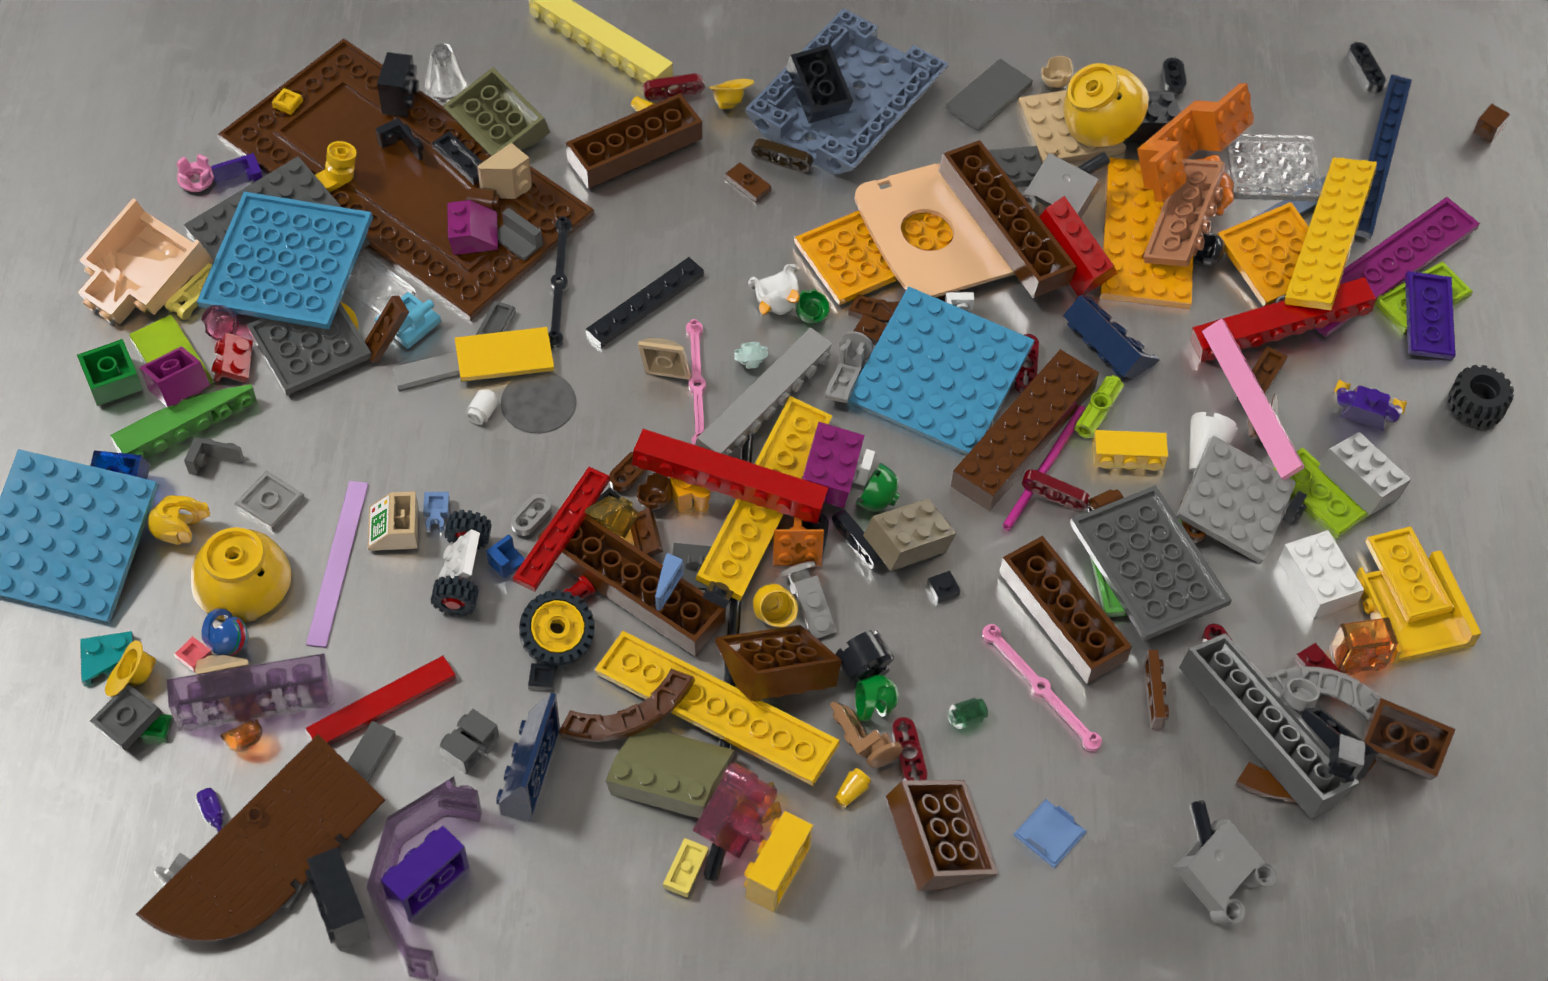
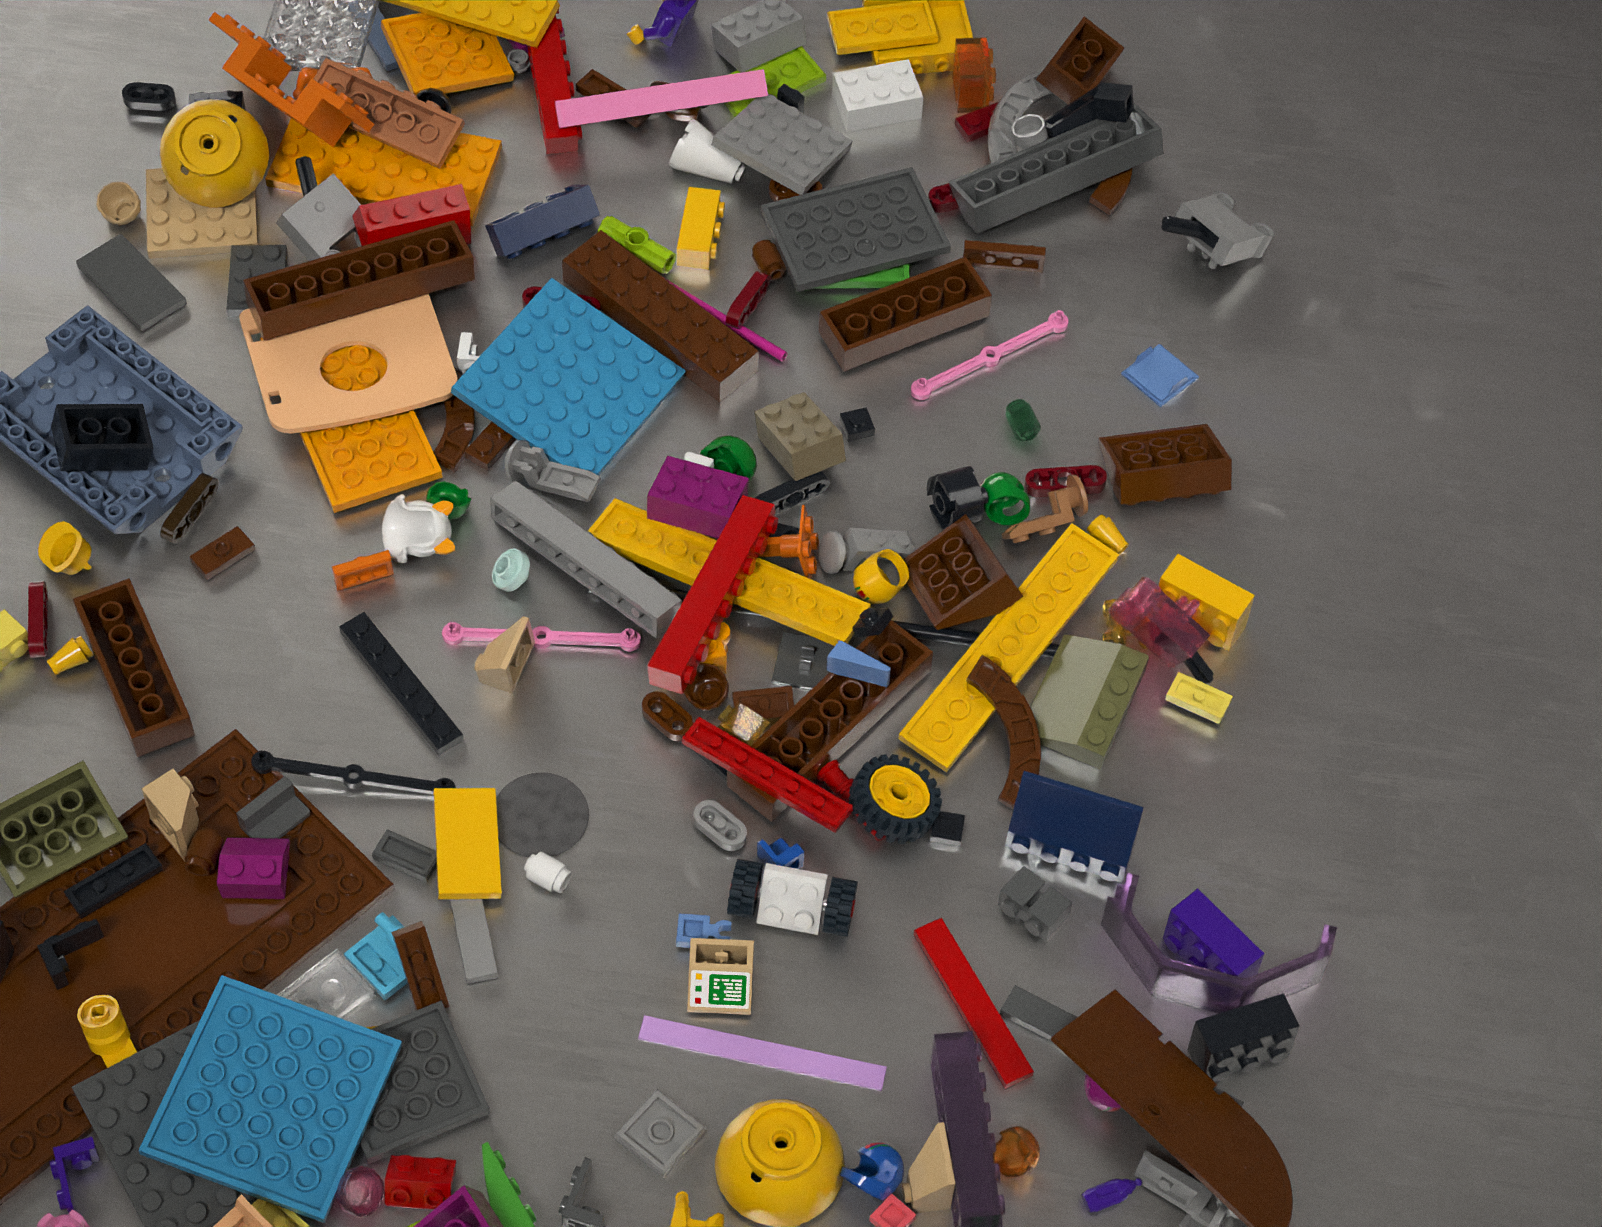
camera: 85 degrees left, 0 degrees up
(739, 262) = (362, 570): none -> orange plate

